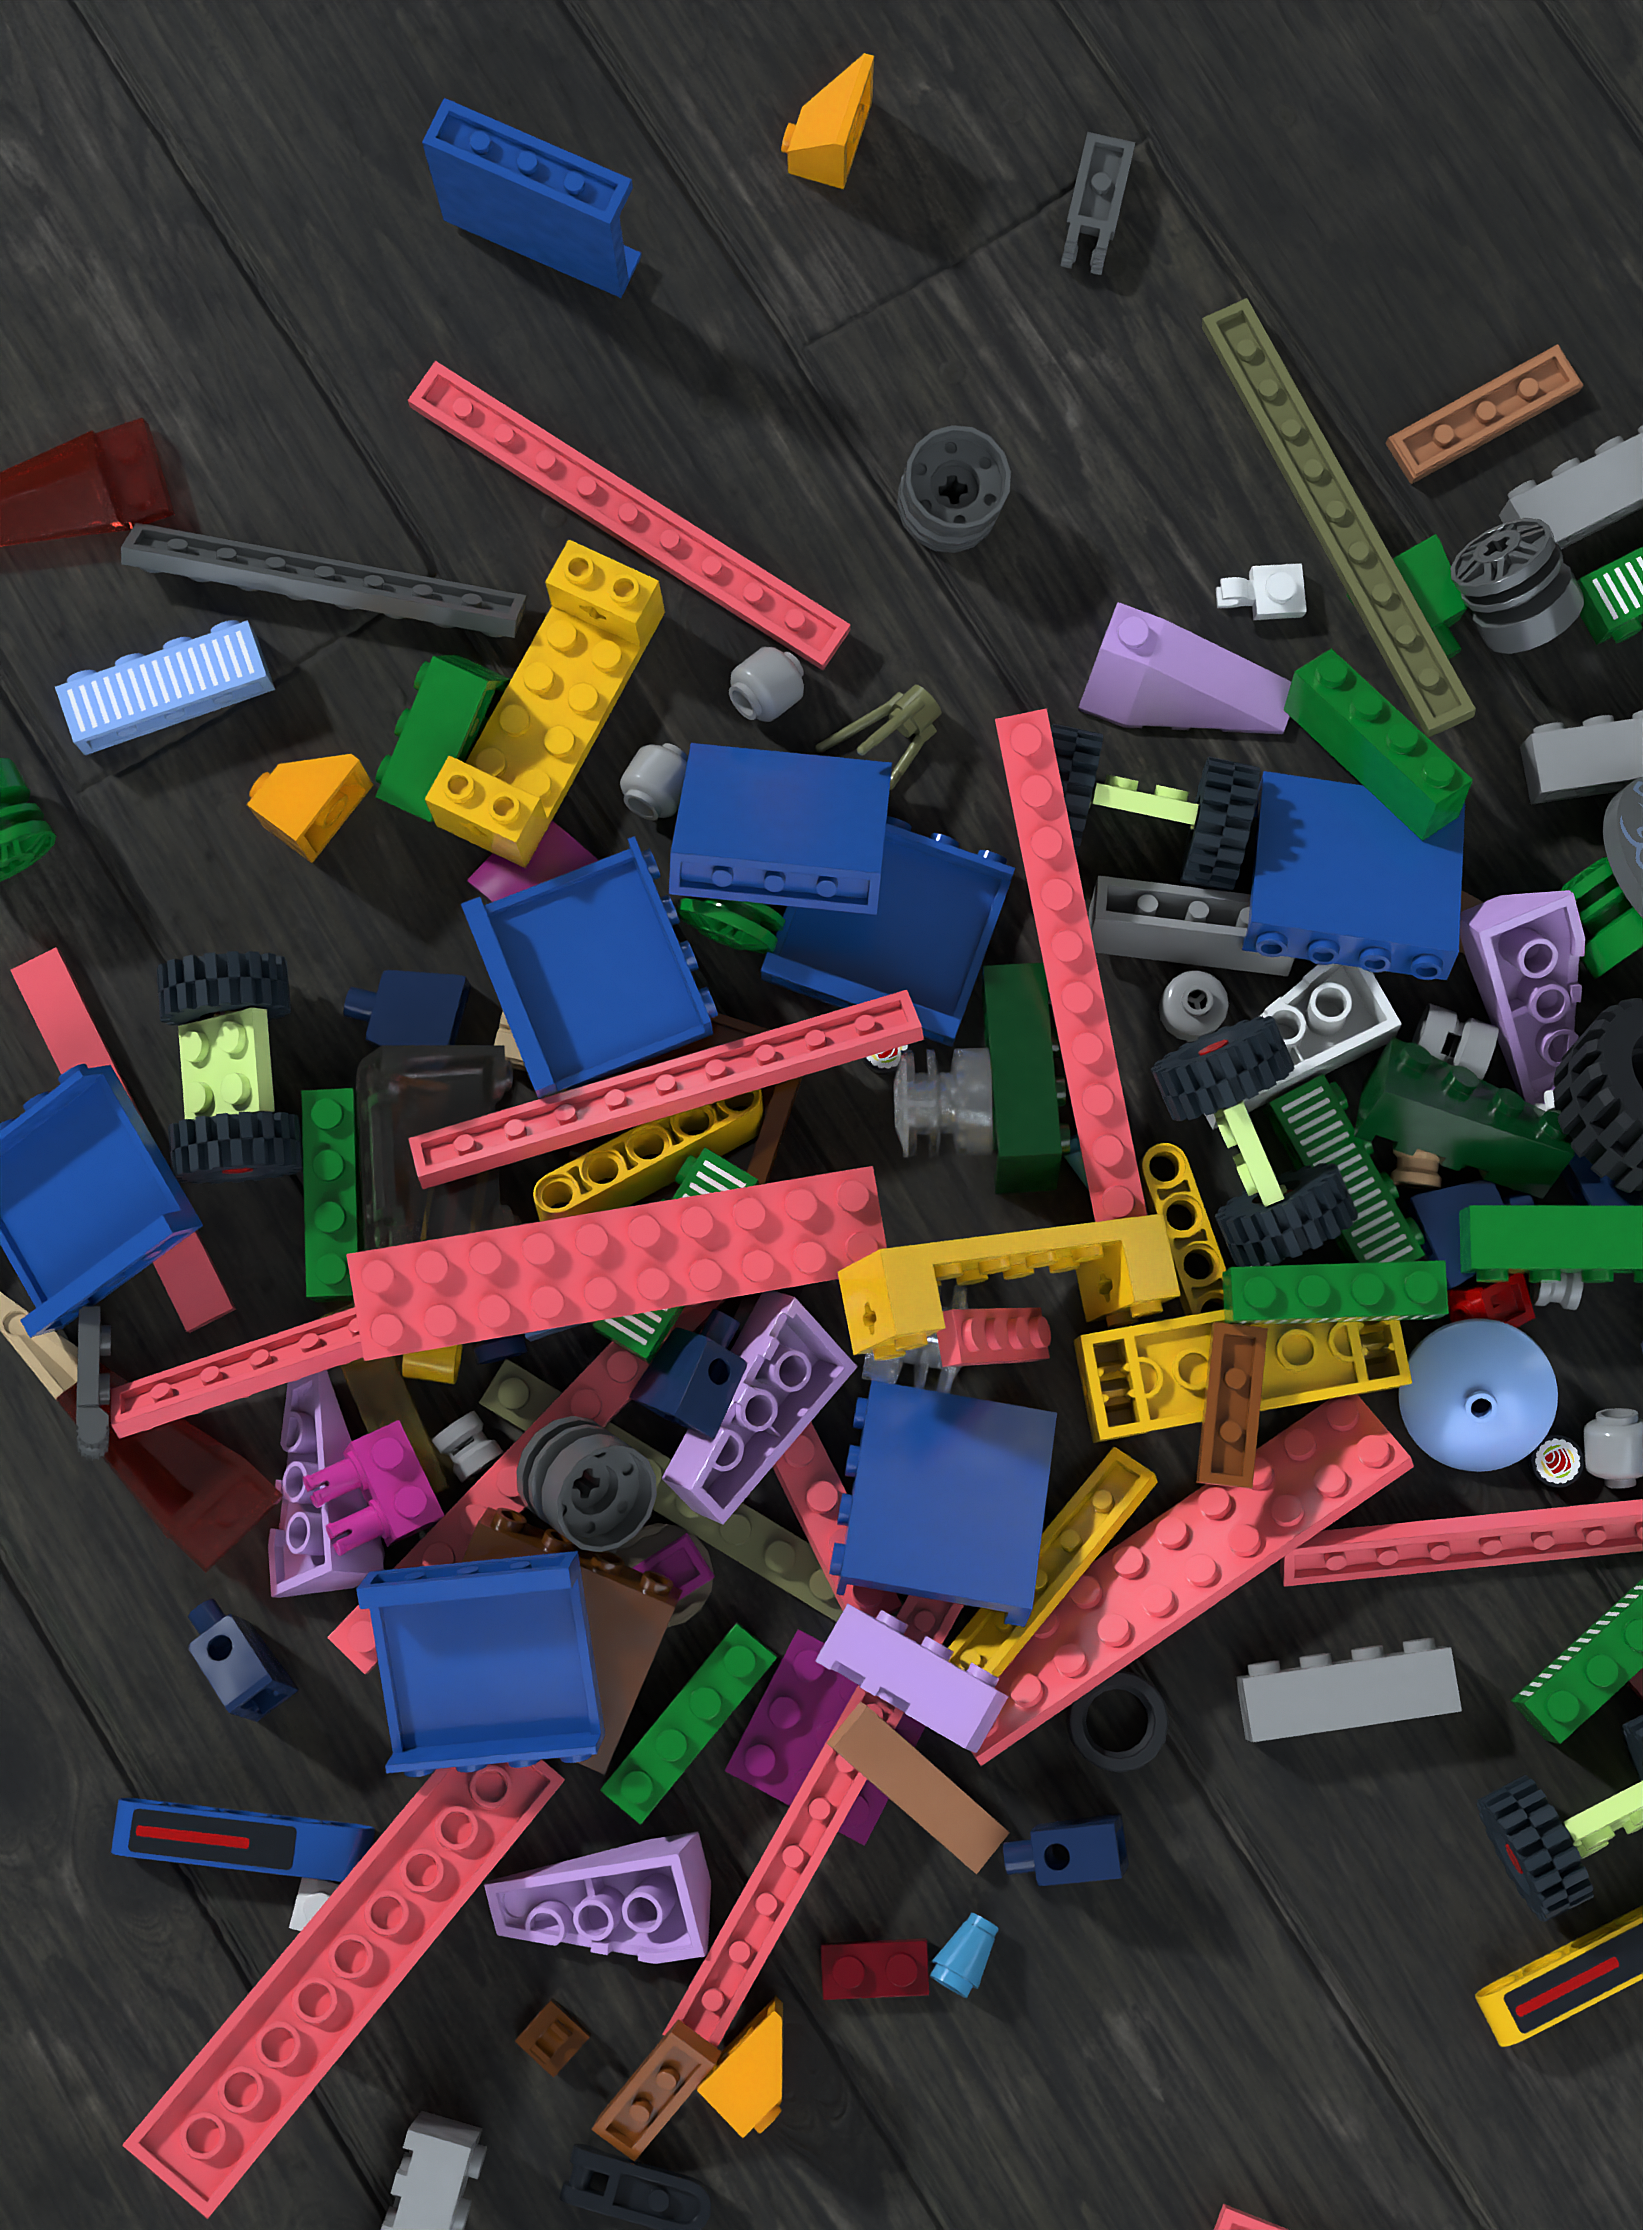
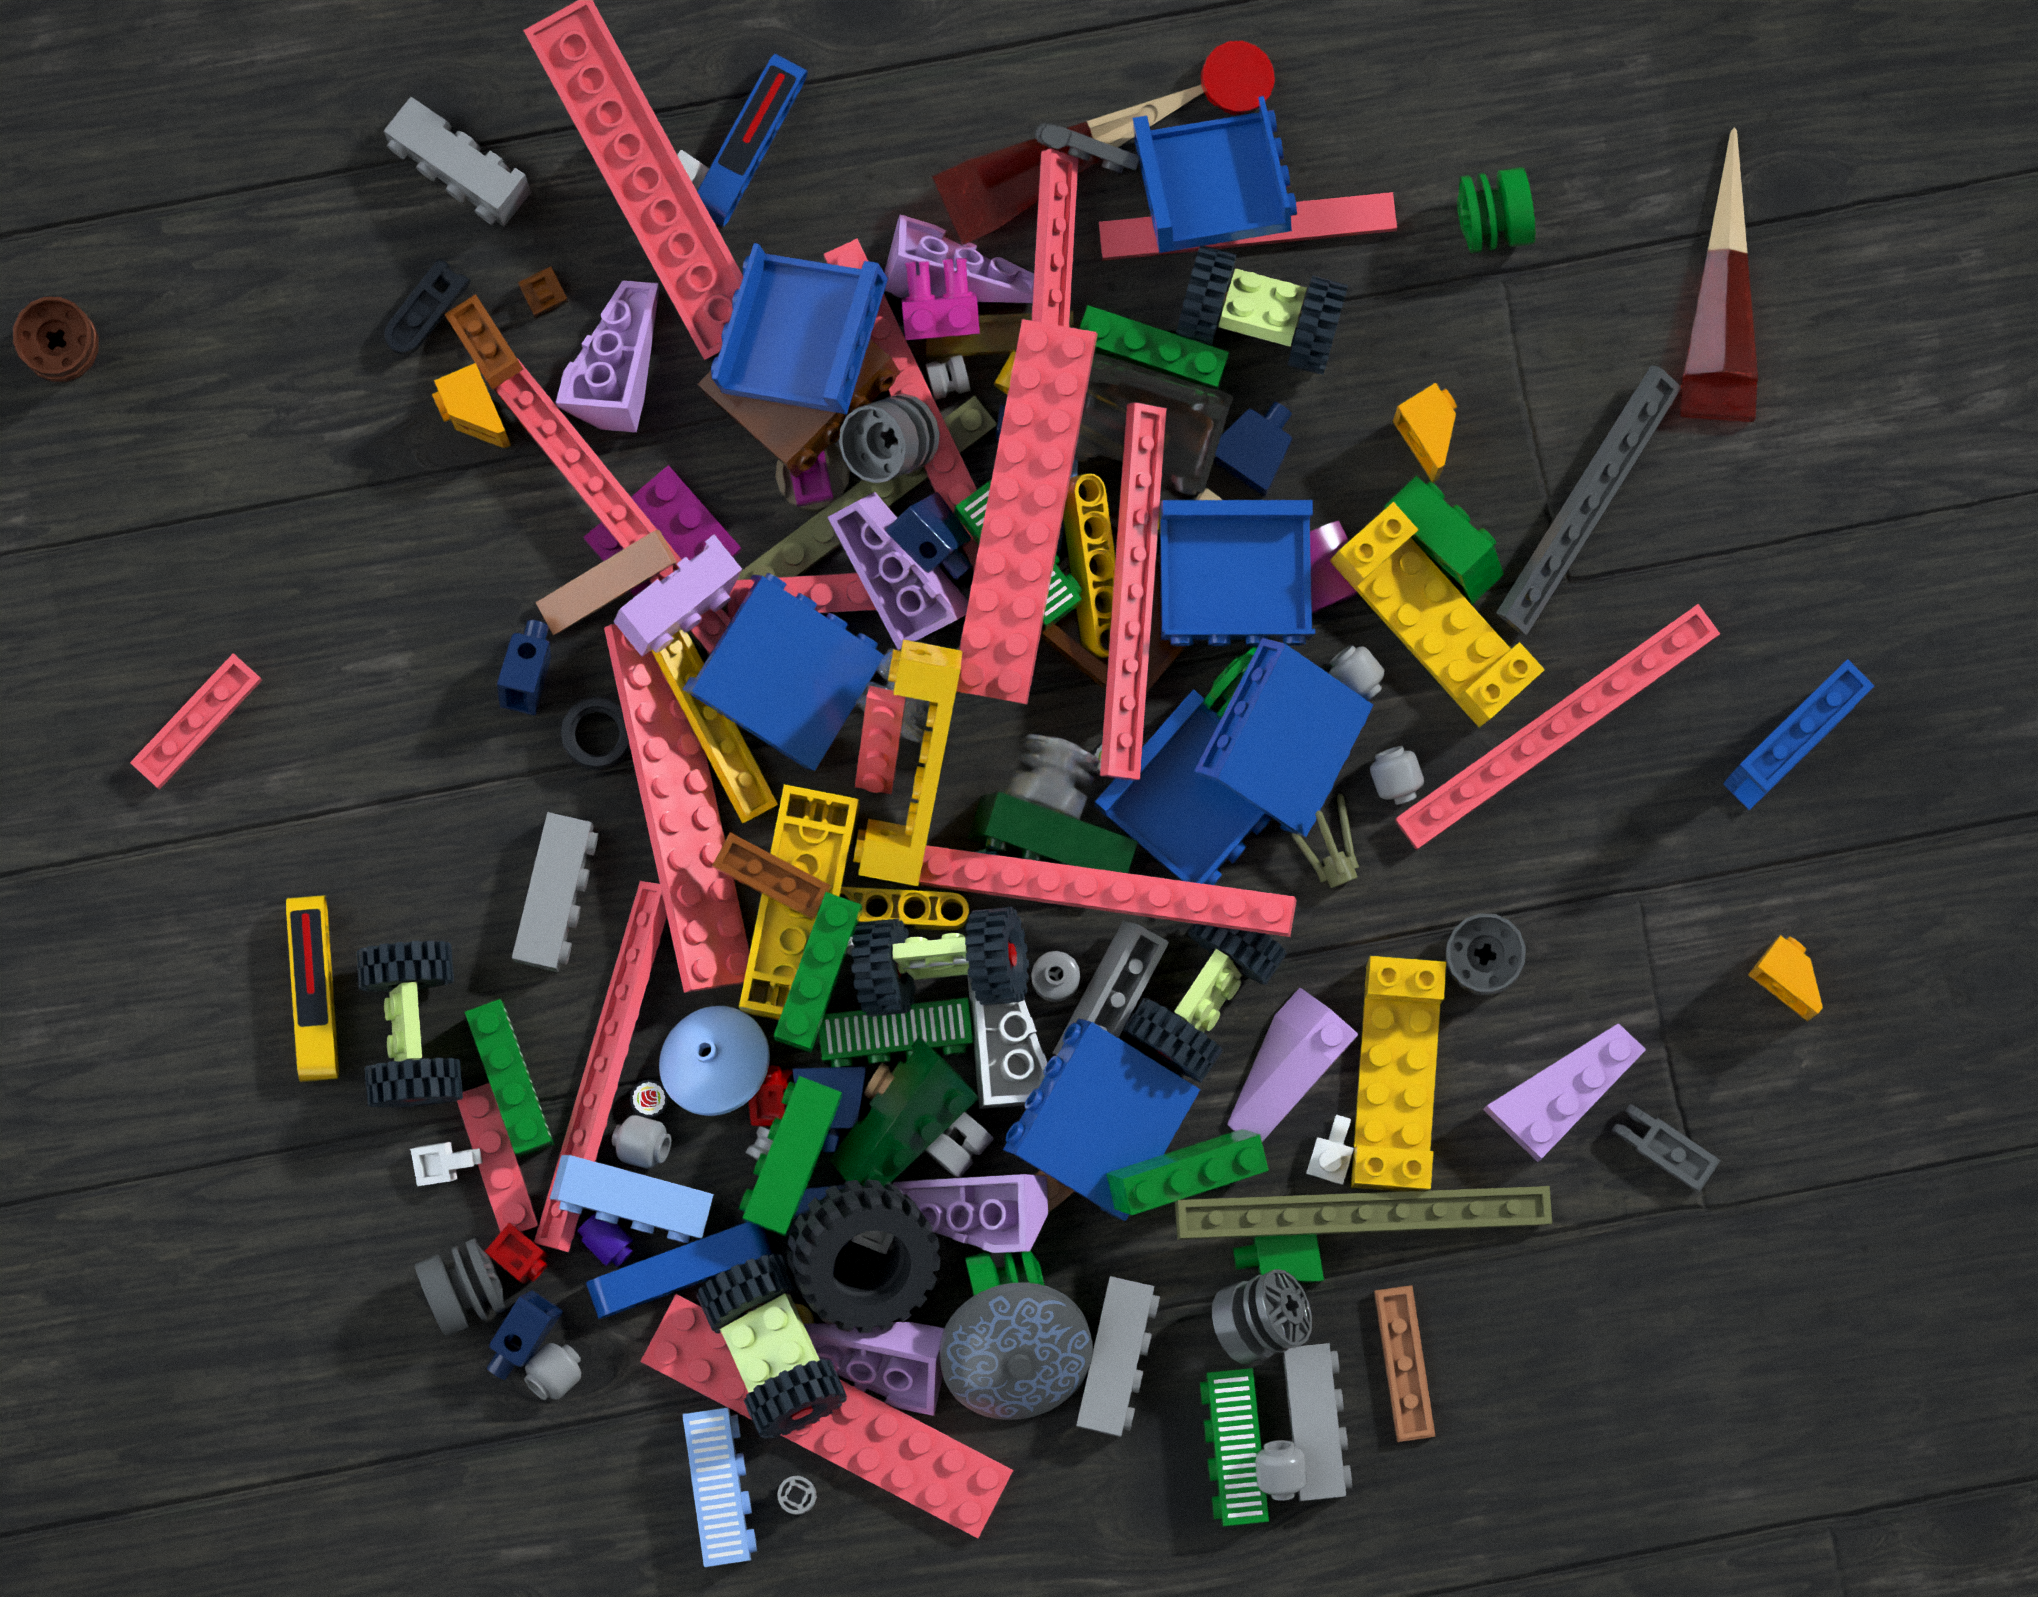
camera: 110 degrees right, 0 degrees up
(164, 687) = (1552, 364): light blue brick -> none
(249, 1677) = (864, 177): dark blue torso -> none
(688, 1723) = (709, 453): green brick -> none
(874, 1969) = (501, 514): dark red plate -> none
(965, 1955) = (486, 574): dark azure cone -> none
(1078, 337) = (1558, 1096): none -> lavender wedge
(1146, 545) = (1397, 1074): none -> yellow plate

